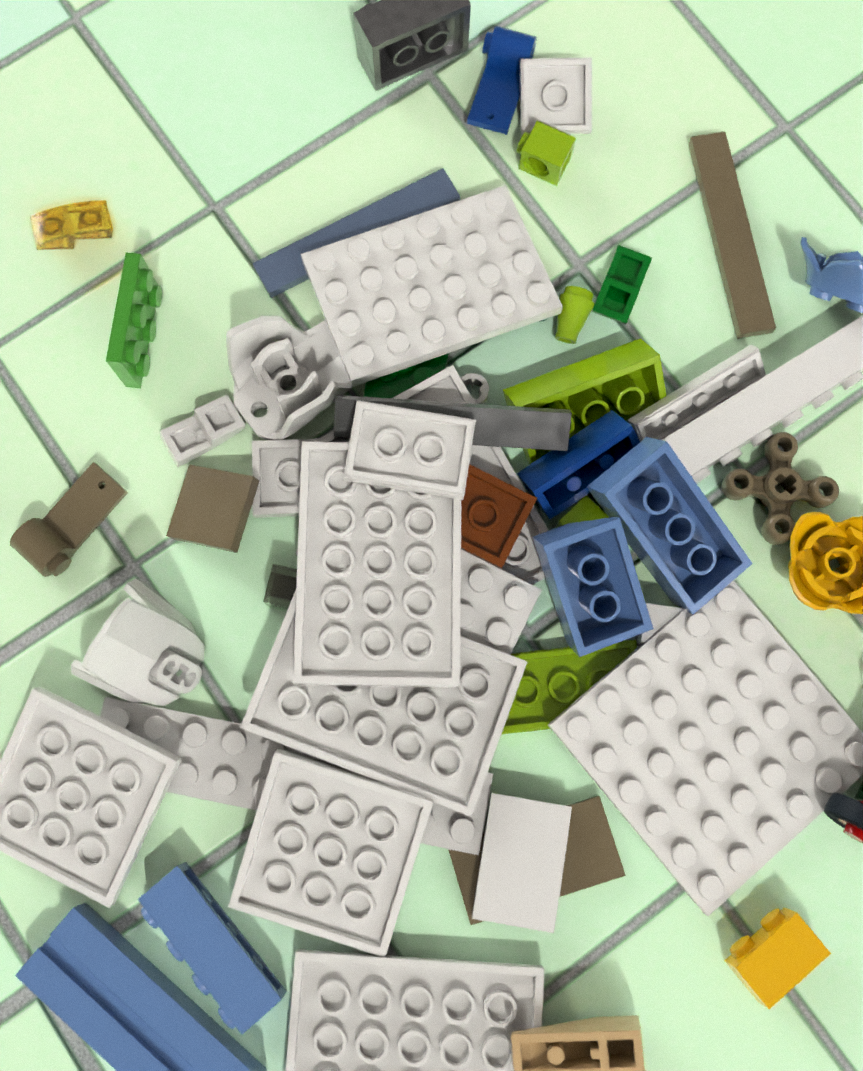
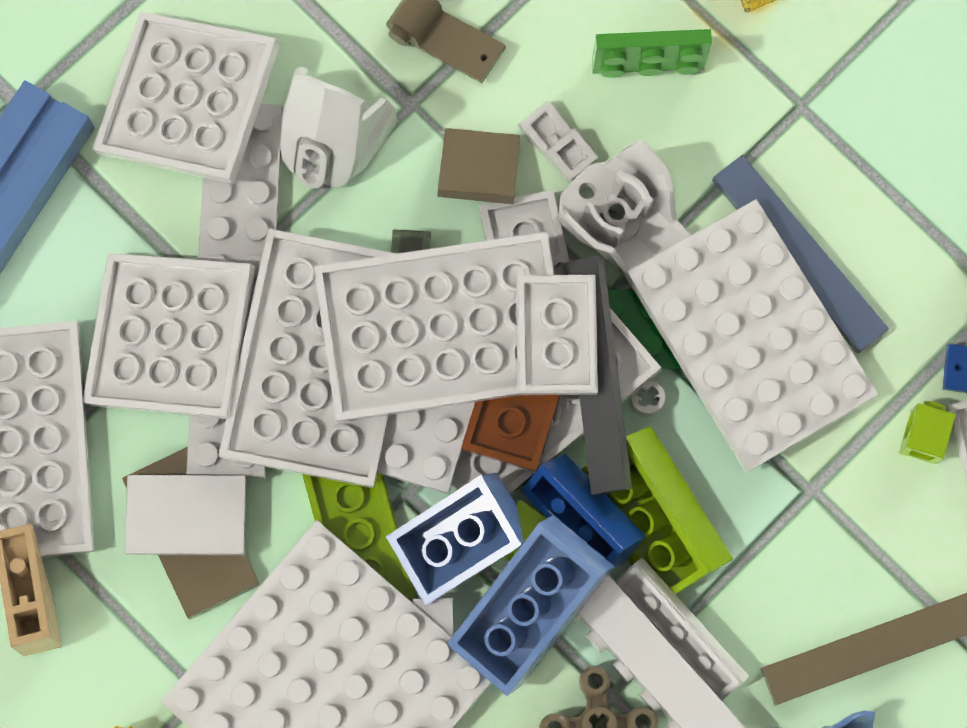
camera: 80 degrees right, 0 degrees up
(212, 948) = (71, 245): medium blue brick -> none
(576, 308) = (752, 487): lime cone -> none
(622, 284) = (794, 536): green slope -> none

